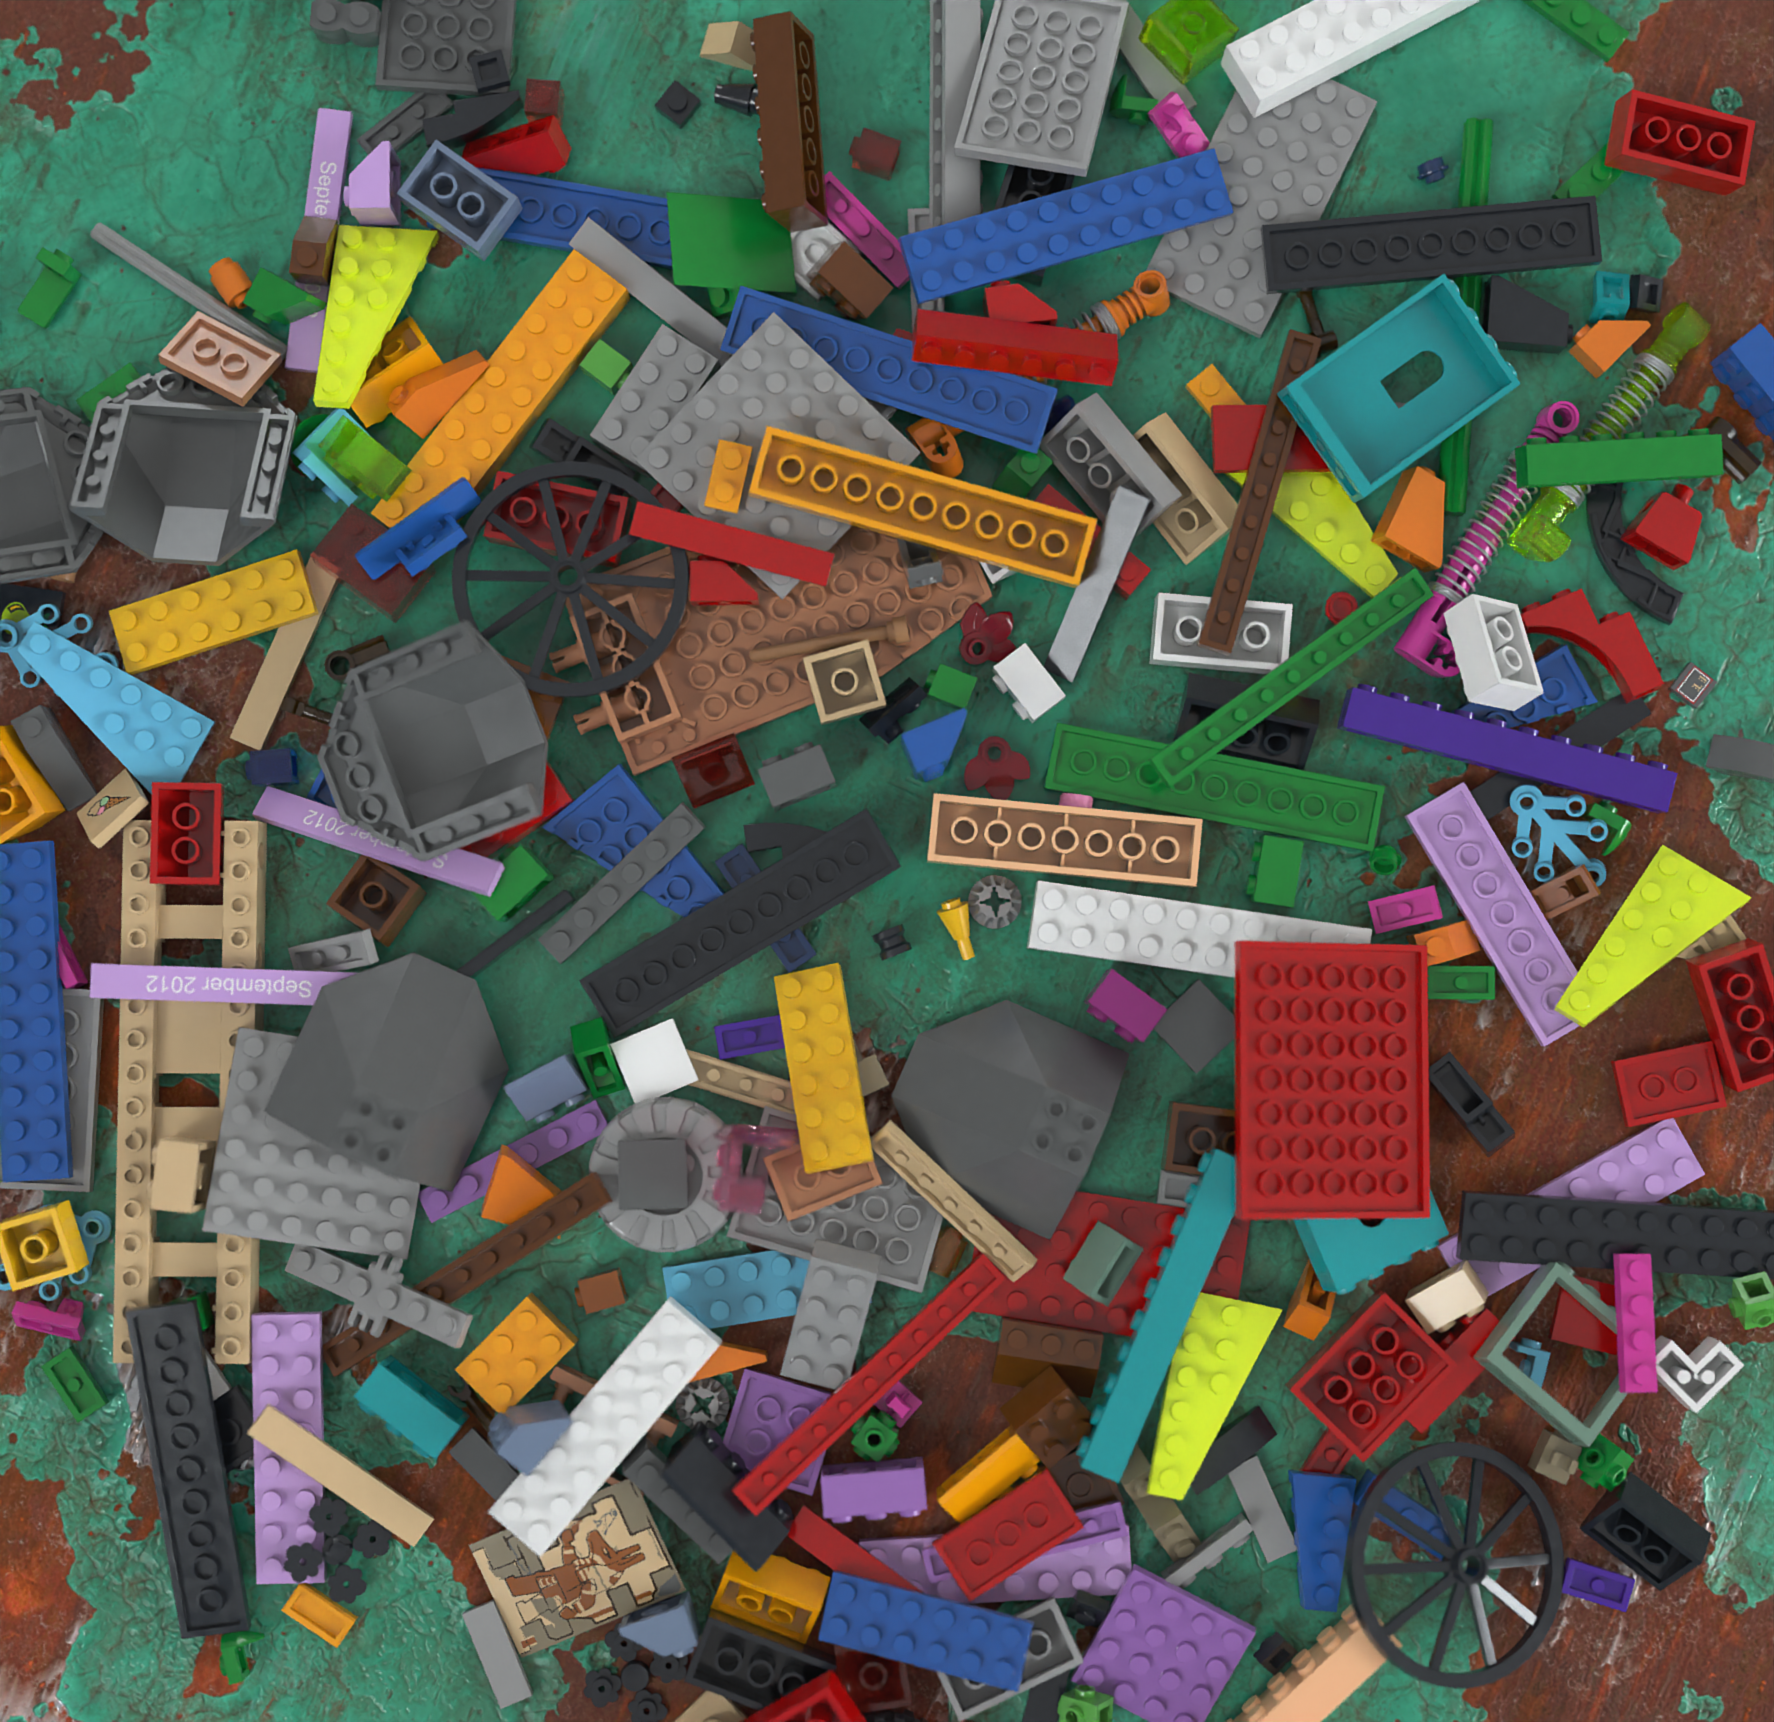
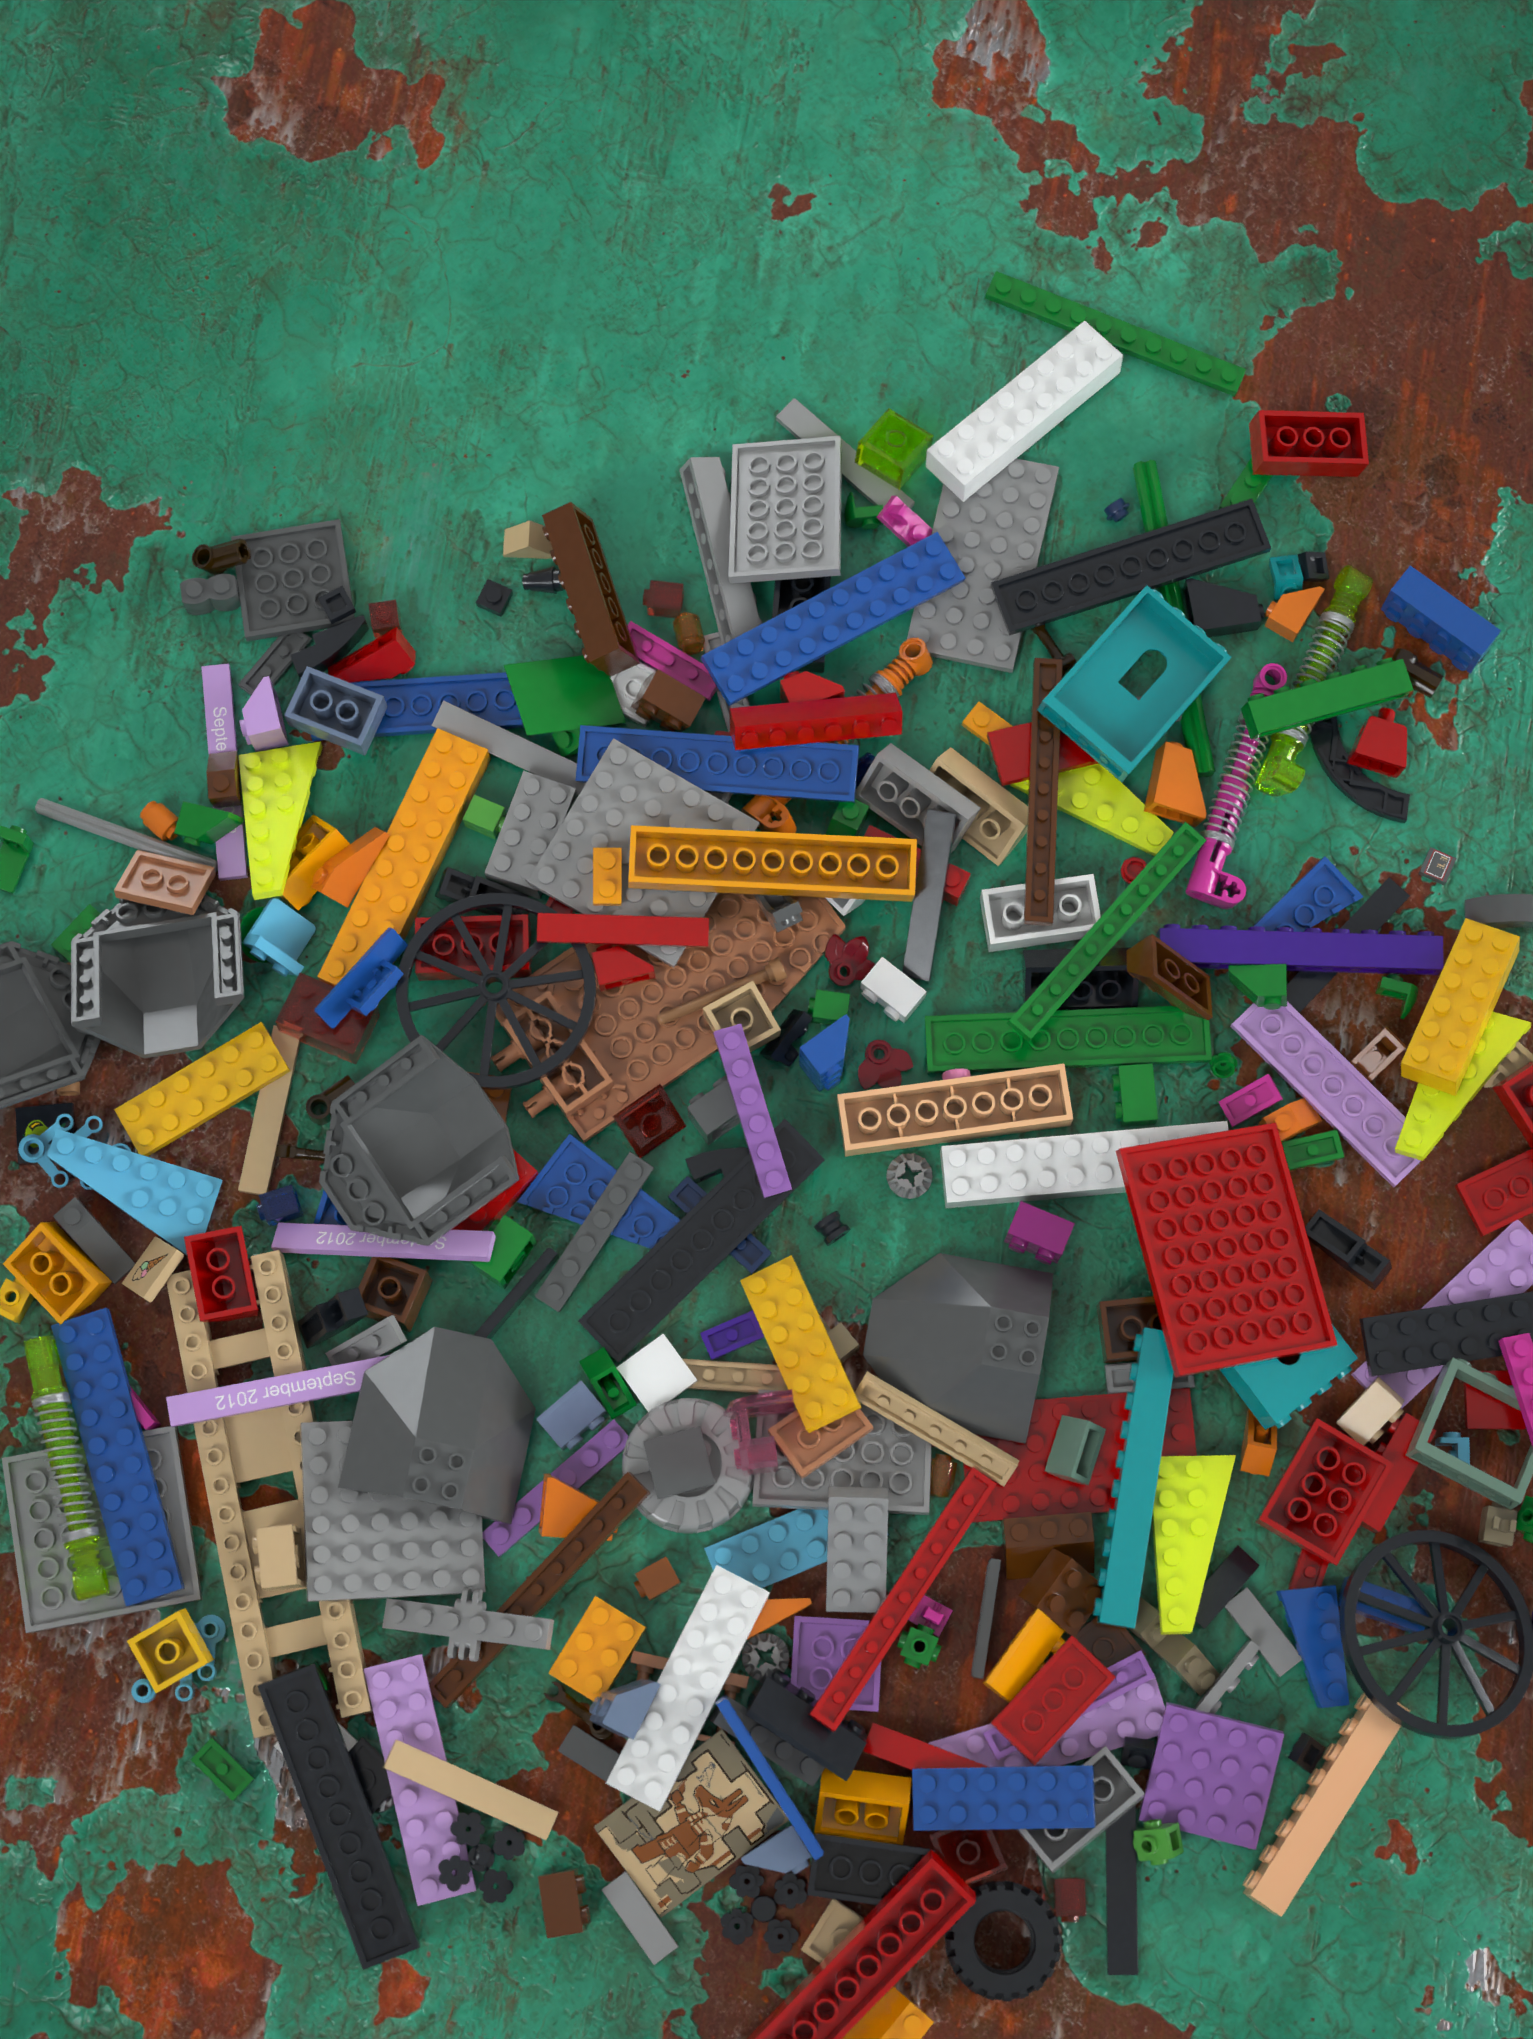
camera: 10 degrees left, 10 degrees down
(64, 1322) = (179, 1718): dark pink hinge -> none
(233, 1659) = (412, 1978): green plate -> none
(302, 912) = (332, 1317): none -> black slope
(319, 1614) = (477, 1920): light orange tile -> none
(363, 460) = (302, 933): clear neon green brick -> none
(411, 1407) = (517, 1716): teal brick -> none
(414, 1623) = (563, 1903): none -> reddish brown brick
(670, 1549) = (769, 1777): none -> blue tile
(830, 792) = (752, 1110): none -> medium lavender plate
(873, 1489) = (929, 1690): medium lavender brick -> none
(894, 202) = (689, 633): none -> clear orange brick
(956, 919) = (881, 1197): yellow cone -> none
(956, 1421) = (985, 1618): none -> dark grey tile
(1197, 1026) = (1103, 1238): dark grey tile -> none
(1351, 748) = (1171, 976): none -> reddish brown slope
(1453, 779) = (1261, 983): none -> green slope
(1493, 652) = (1266, 874): white brick -> none
(1554, 830) = (1355, 1007): medium azure plant -> none
(1612, 642) = (1361, 845): red arch -> none
(1675, 860) = (1460, 1006): none -> yellow brick

